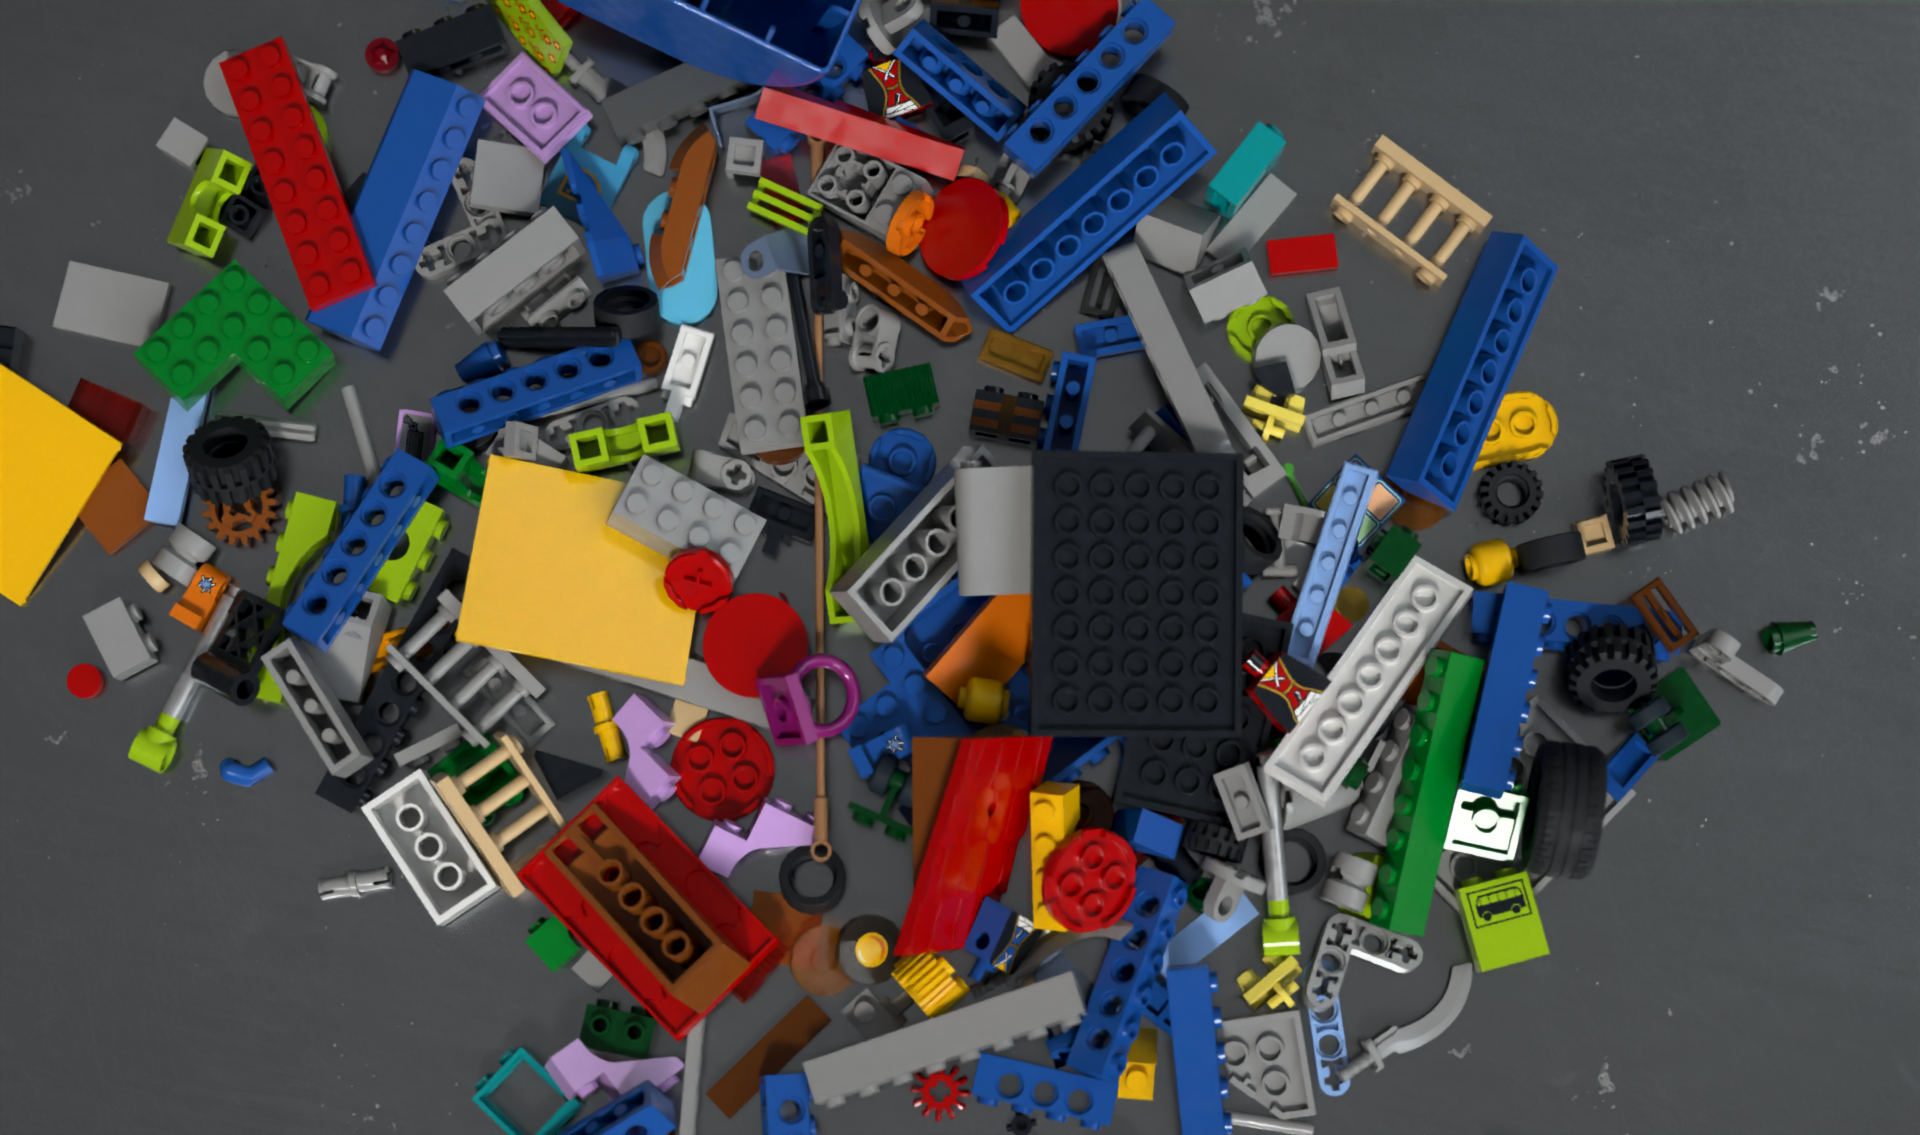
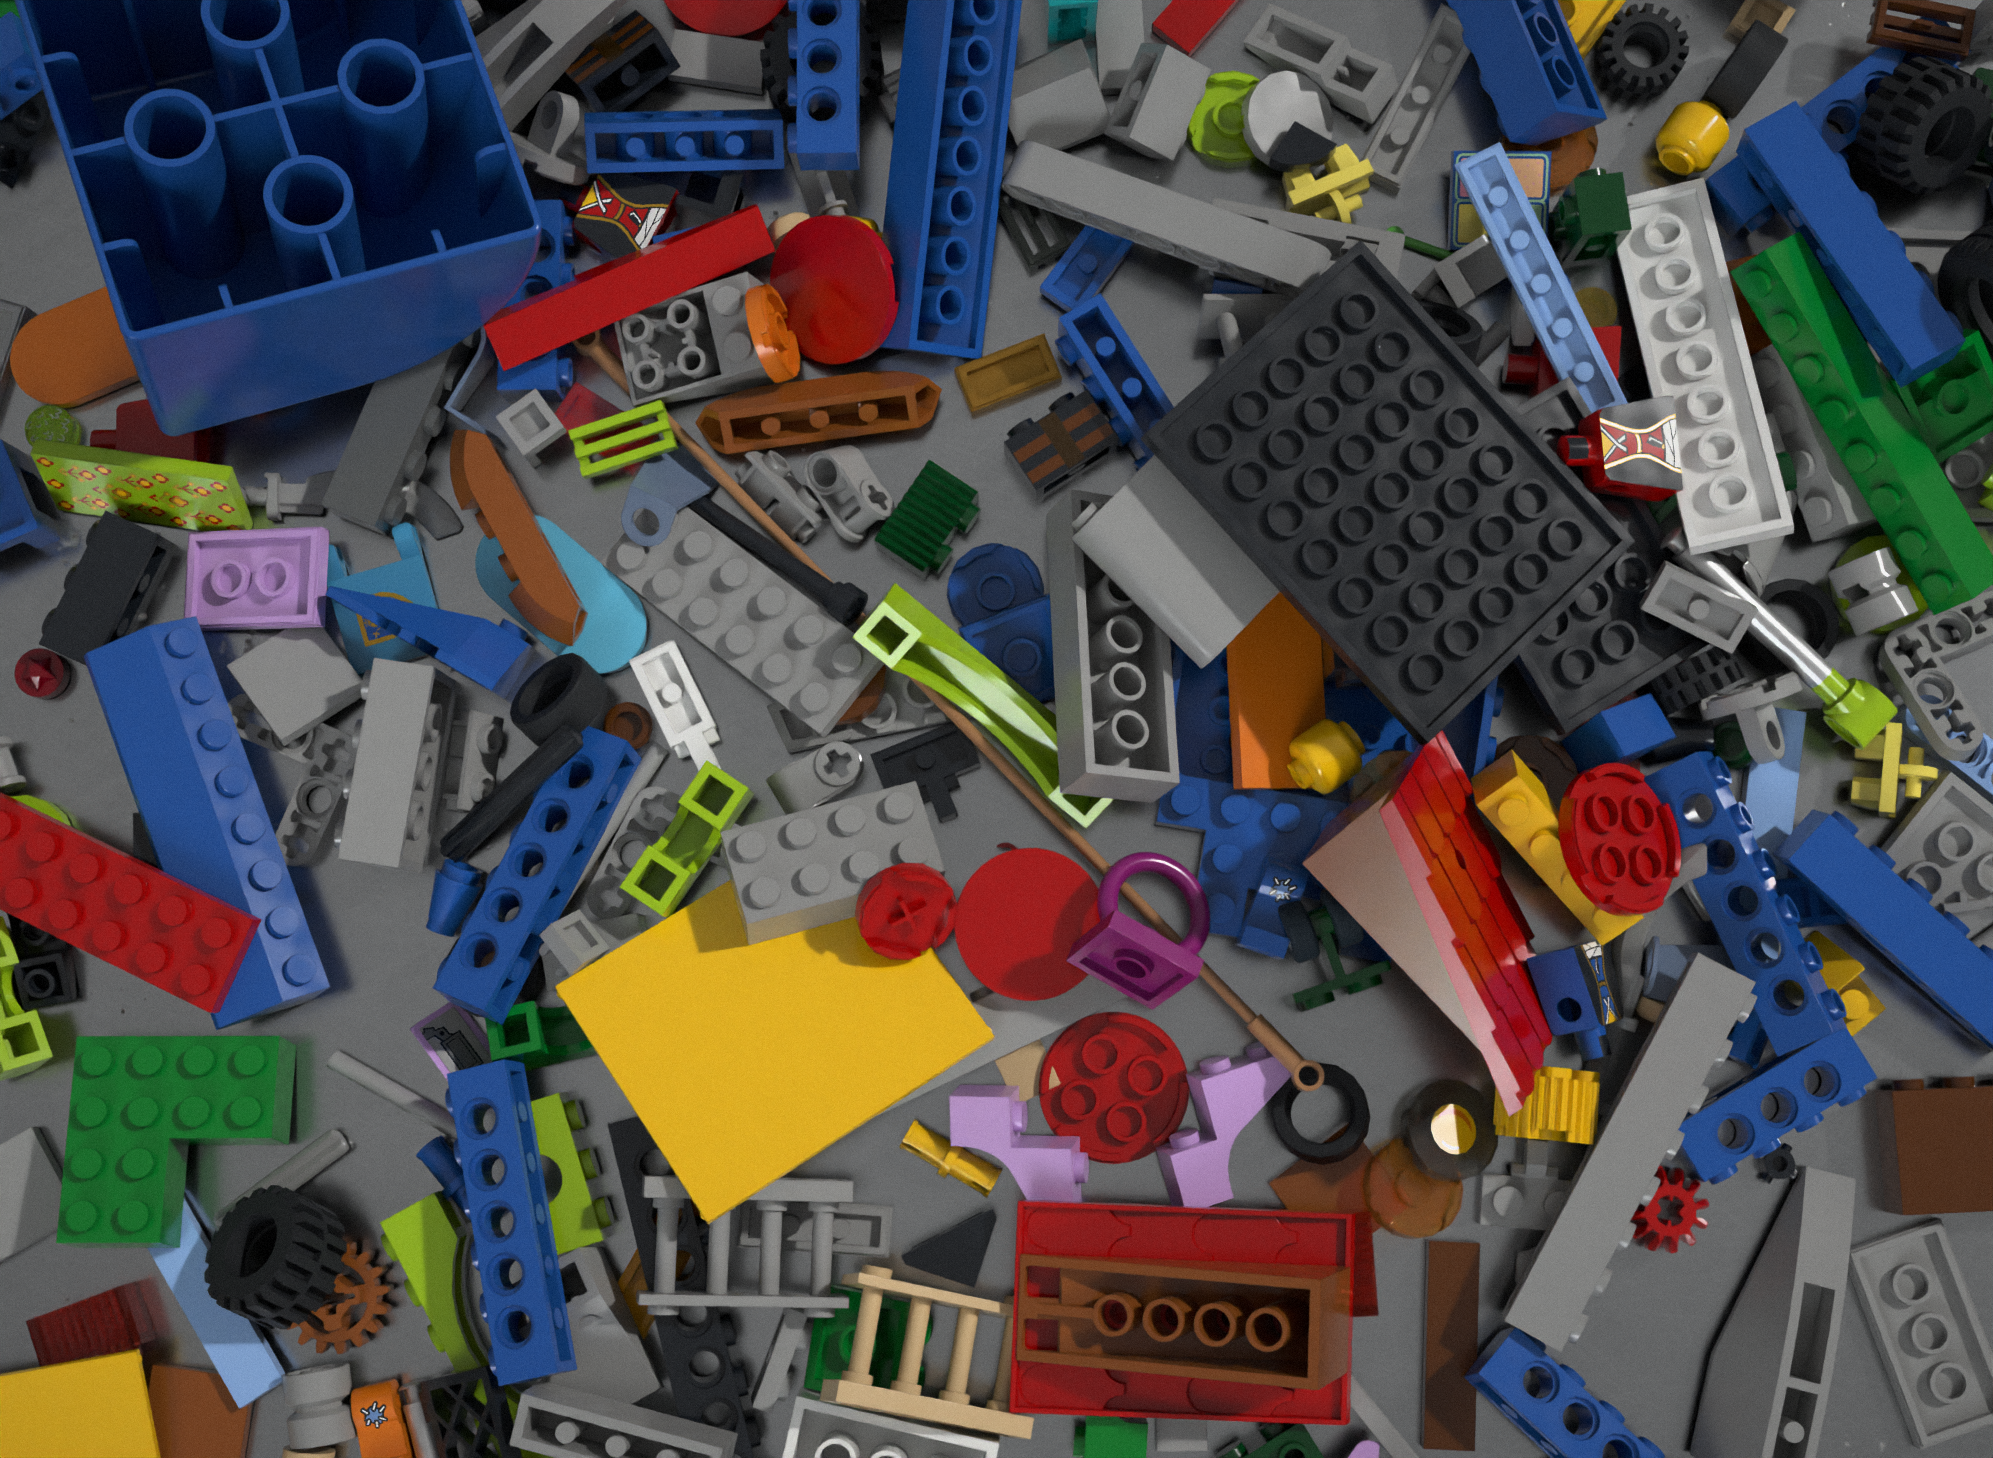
camera: 40 degrees left, 0 degrees up
(825, 266) = (725, 459): black plate -> none

